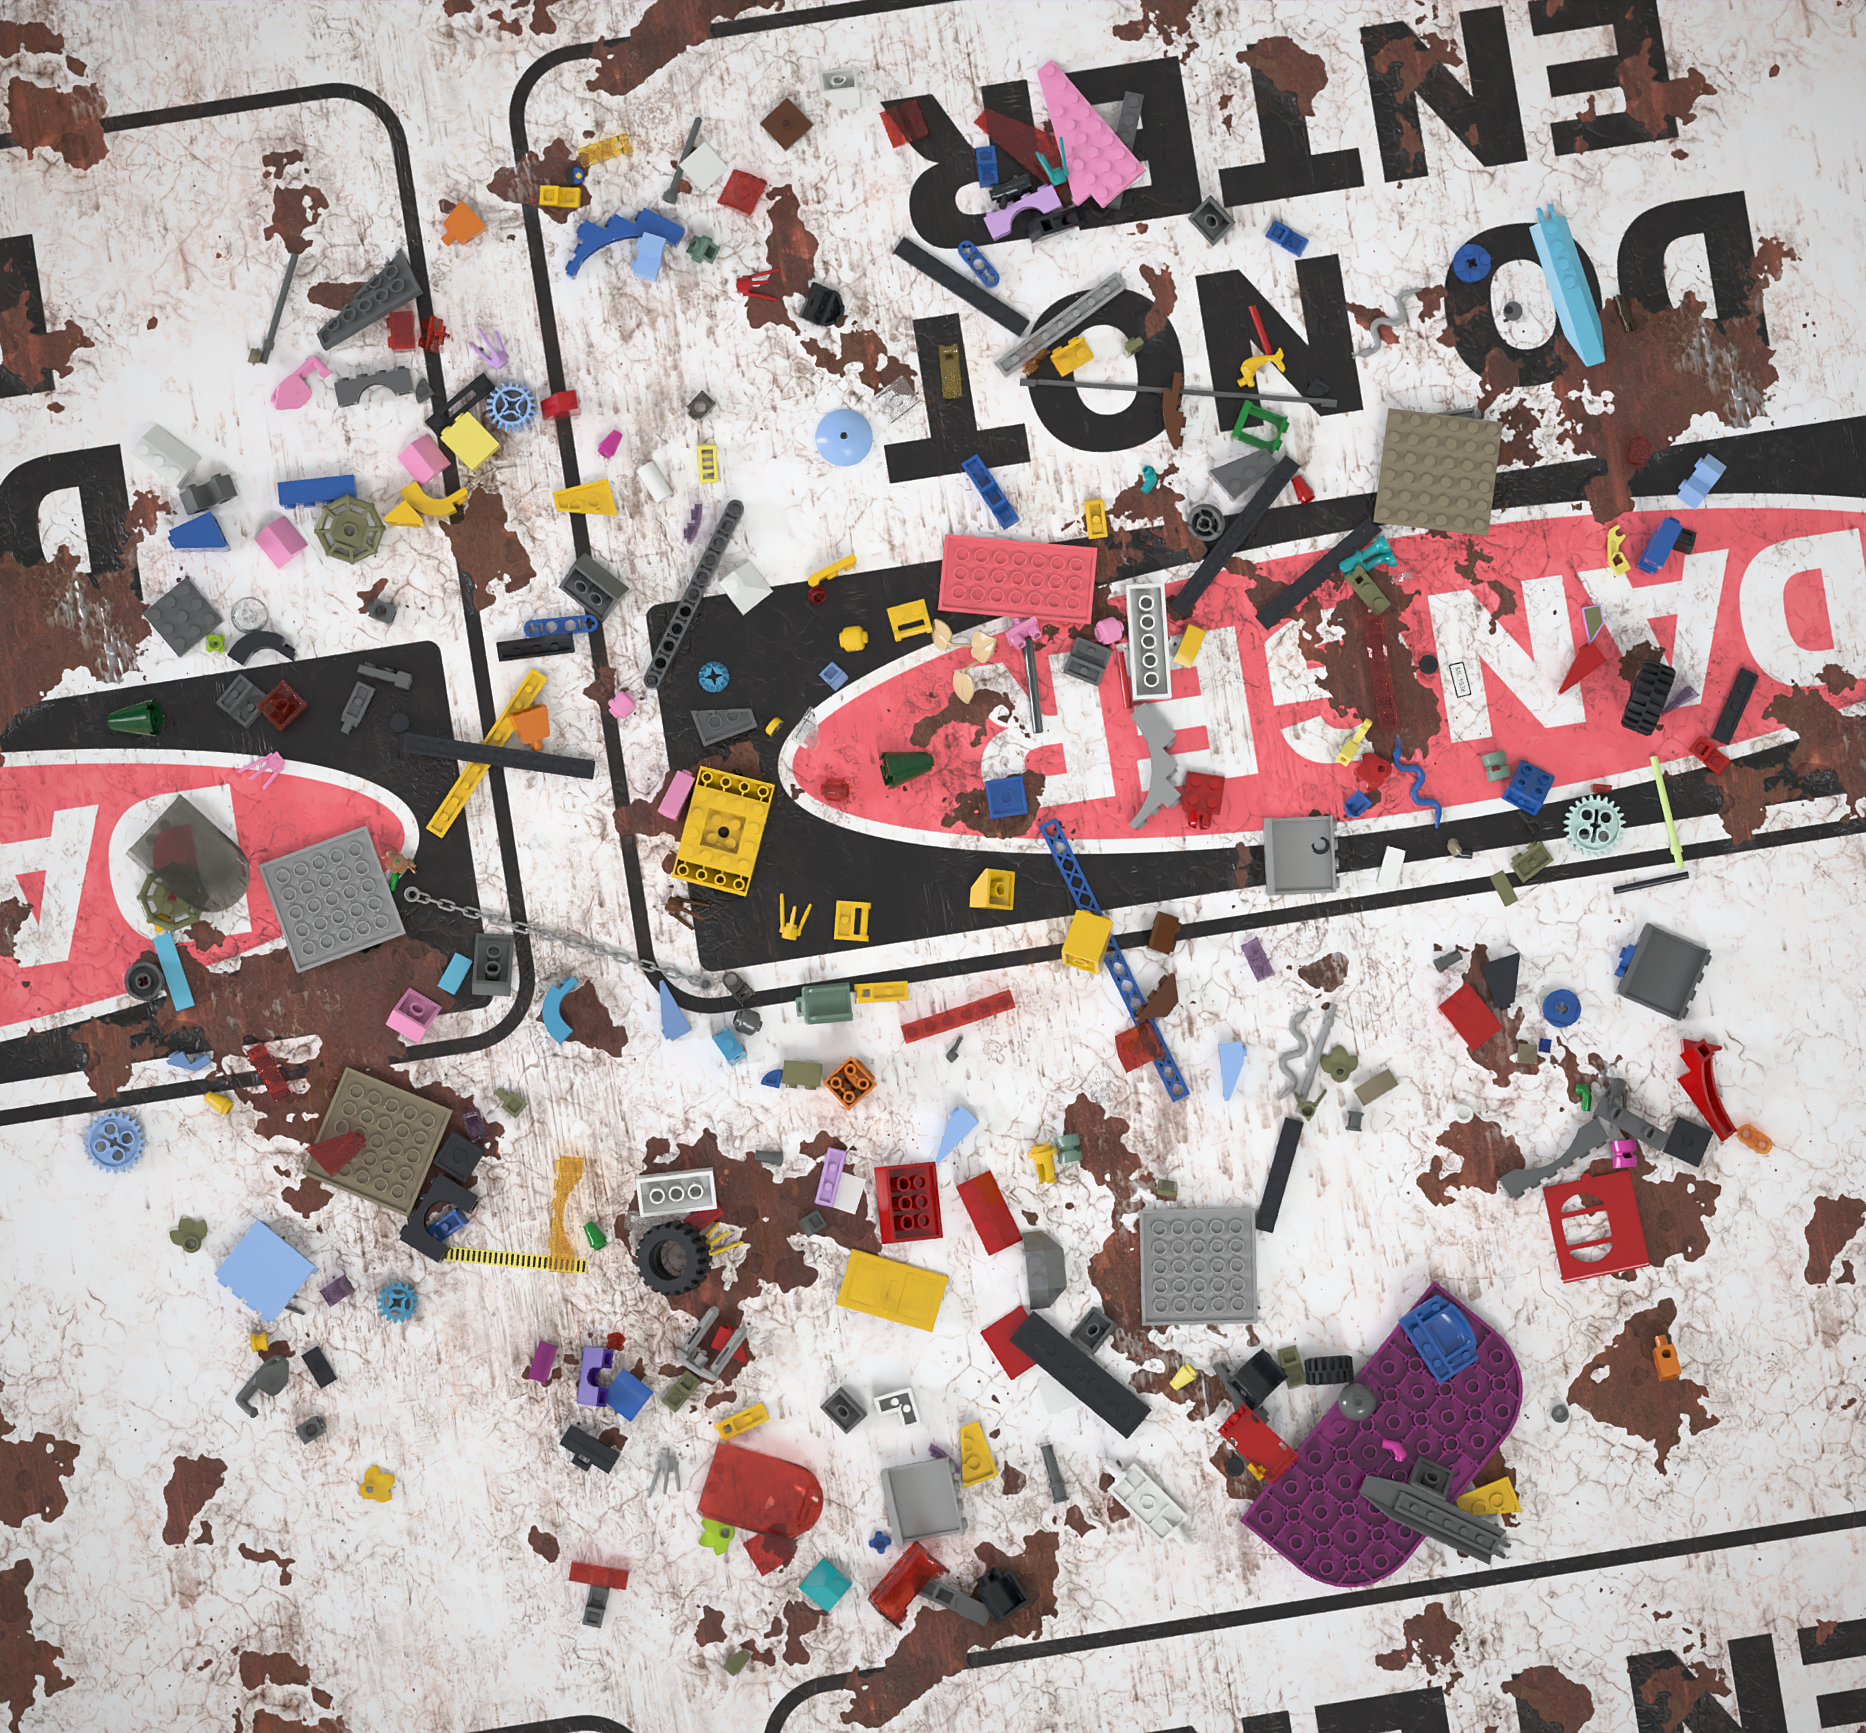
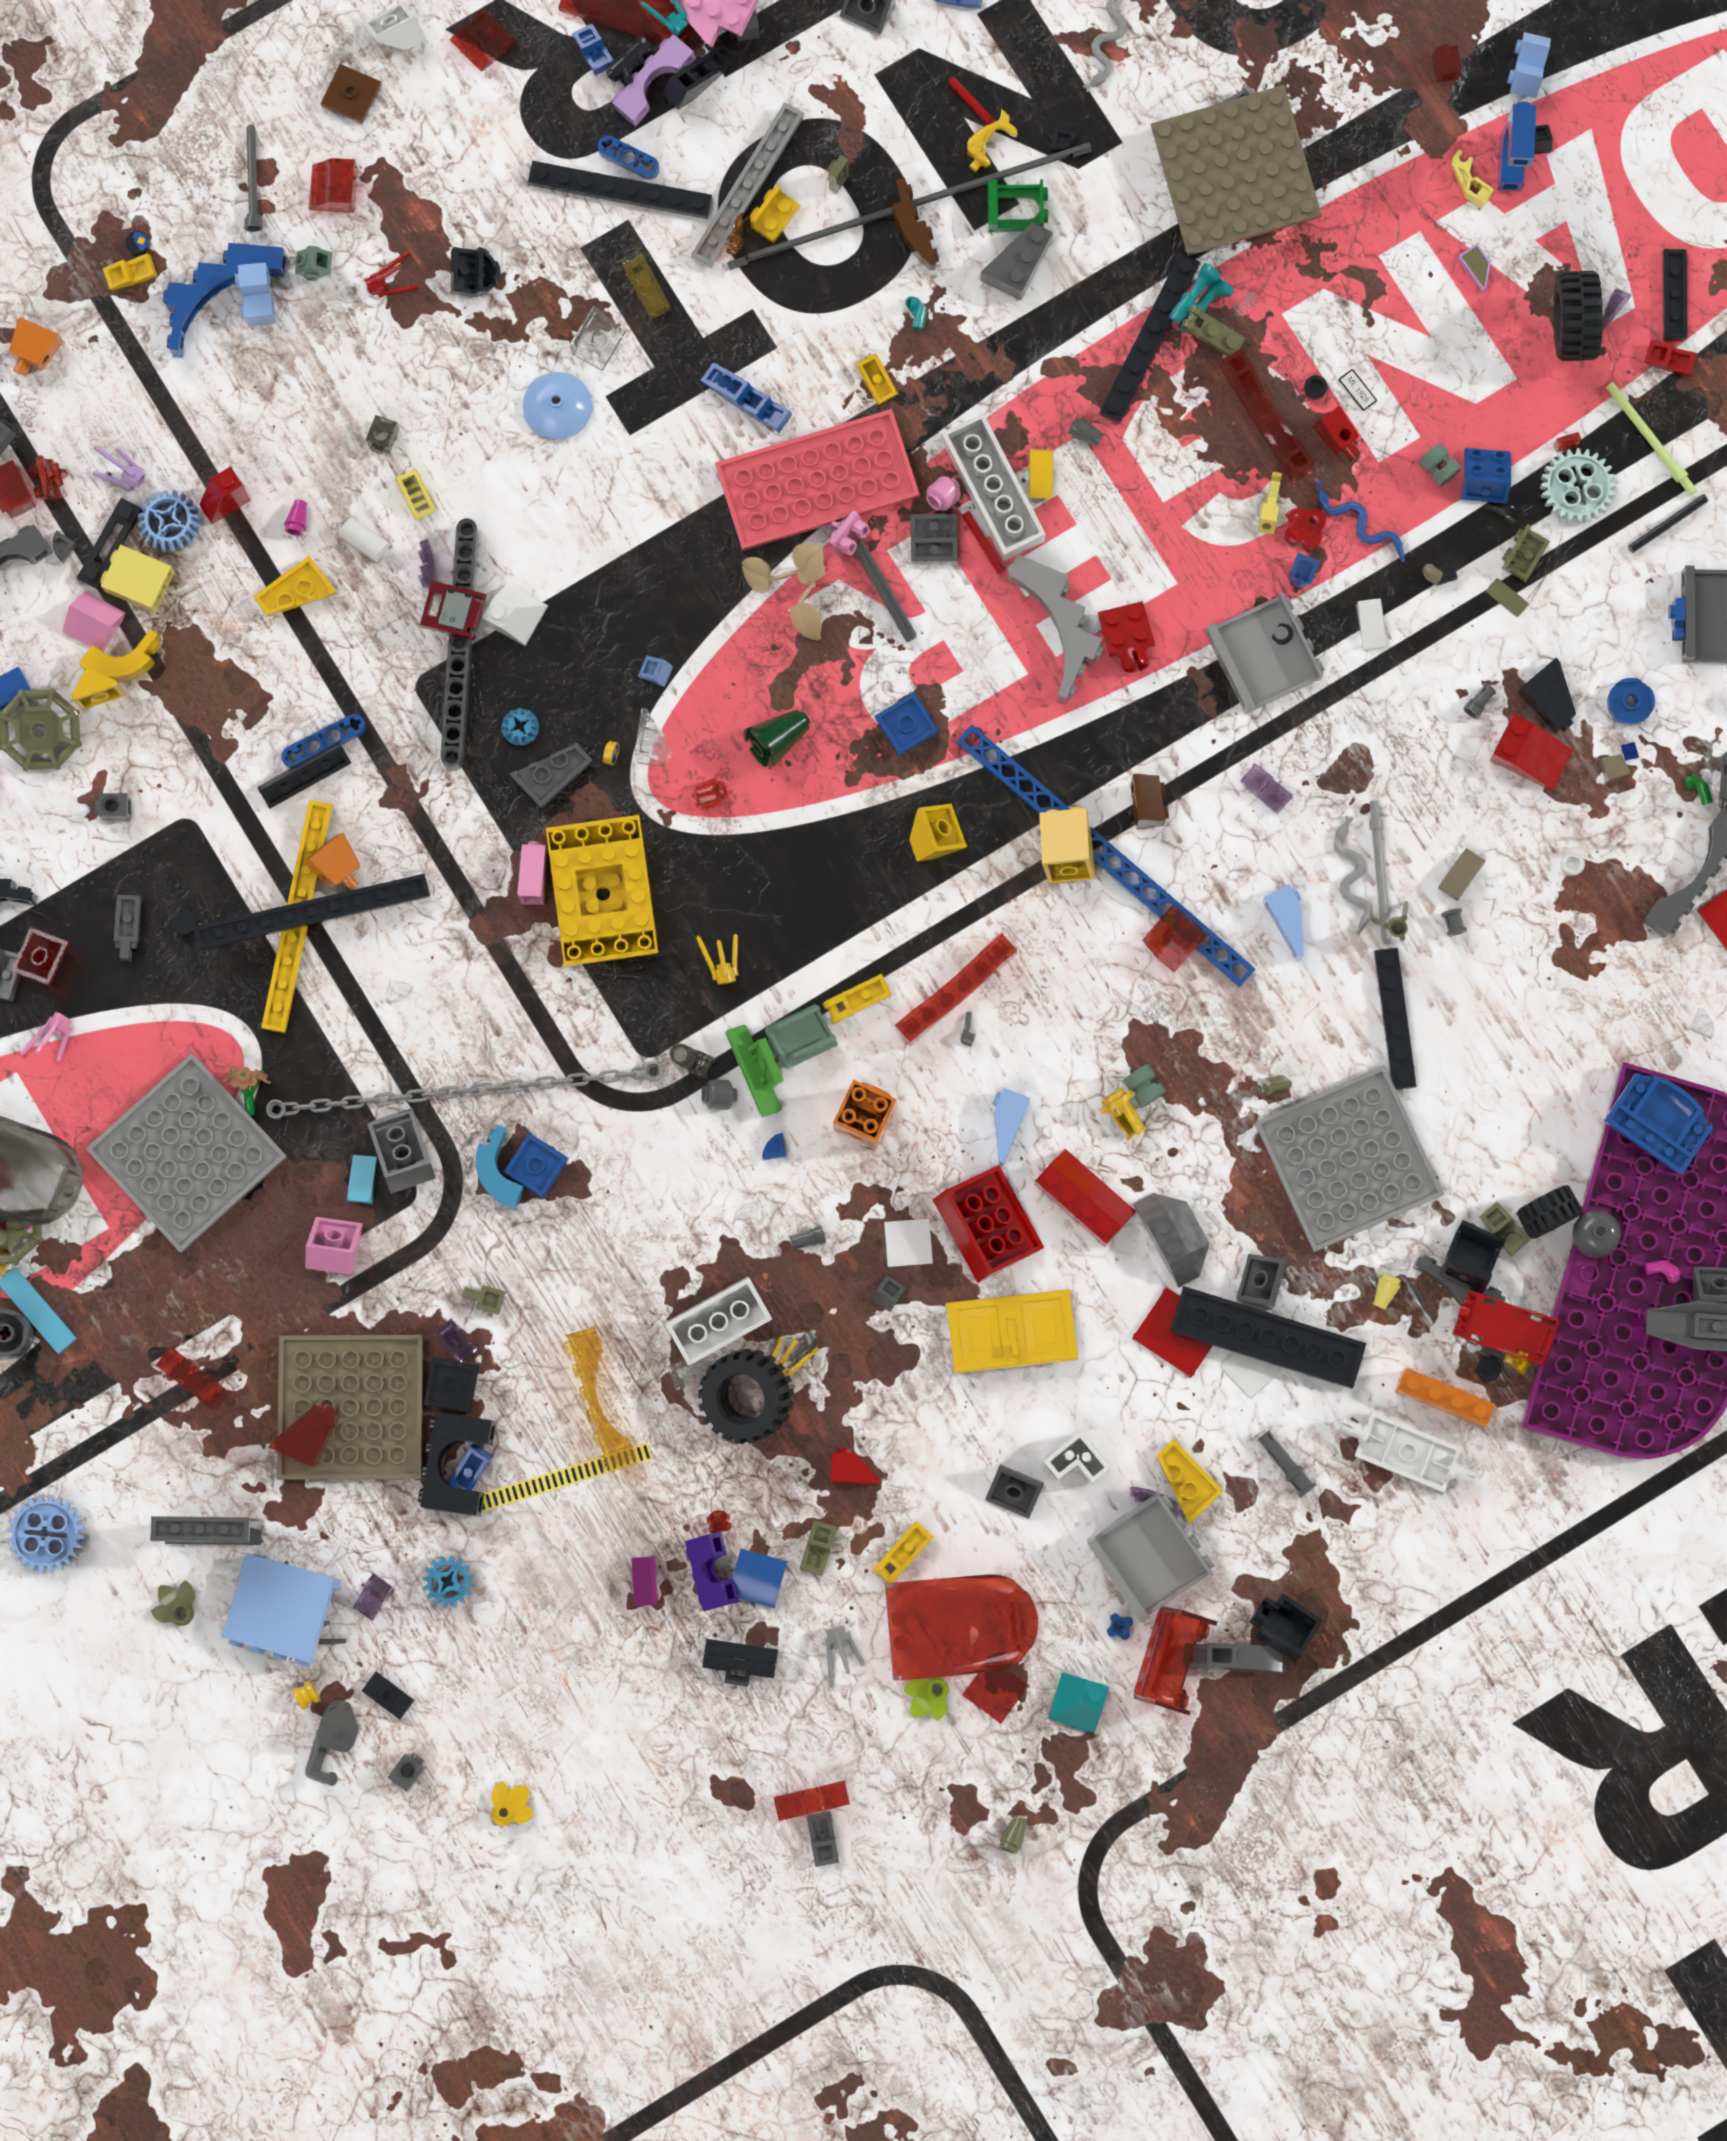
camera: 15 degrees left, 5 degrees down
(181, 1060) = (86, 1408): medium blue slope -> none
(220, 1103) = (150, 1438): yellow cone -> none
(234, 1192) = (206, 1530): none -> dark grey panel
(401, 679) = (166, 873): dark grey plate -> none
(589, 1017) = (536, 1165): none -> blue plate
(593, 587) = (342, 682): dark grey slope -> none
(595, 1237) = (646, 1412): green cone -> none
(604, 150) = (158, 202): clear yellow plate -> none
(622, 704) = (429, 799): bright pink head -> none
(672, 1018) = (634, 1128): medium blue slope -> none
(675, 905) = (583, 997): reddish brown plant -> none
(698, 1364) = (825, 1506): light grey piece -> none
(701, 570) = (456, 610): none -> dark red container
(703, 166) = (277, 175): white sticker -> none
(703, 1218) = (762, 1336): red plate -> none
(729, 1045) = (710, 1130): dark azure torso -> none
(738, 1236) = (810, 1342): none -> dark grey hand
(784, 1014) = (758, 1068): none -> bright green bracket
(802, 1073) = (806, 1128): olive piece -> none
(817, 594) = (604, 588): dark red plate -> none
(830, 1177) = (887, 1232): lavender tile -> none
(831, 571) = (604, 554): yellow plate -> none
(845, 921) = (783, 936): yellow plate -> none
(853, 638) = (660, 619): yellow head -> none
(907, 614) = (709, 569): yellow plate -> none
(1159, 1002) = (1177, 878): reddish brown slope -> none
(1192, 1474) = (1444, 1397): none -> orange brick
(1206, 522) = (1001, 329): dark grey cone -> none
(1235, 536) = (1039, 334): black plate -> none
(1237, 626) = (1085, 431): none -> dark grey cone
(1302, 489) = (1093, 254): red cone -> none
(1339, 1061) = (1407, 863): olive plate -> none
(1425, 702) = (1334, 425): none -> red torso
(1583, 664) = (1487, 315): red slope -> none

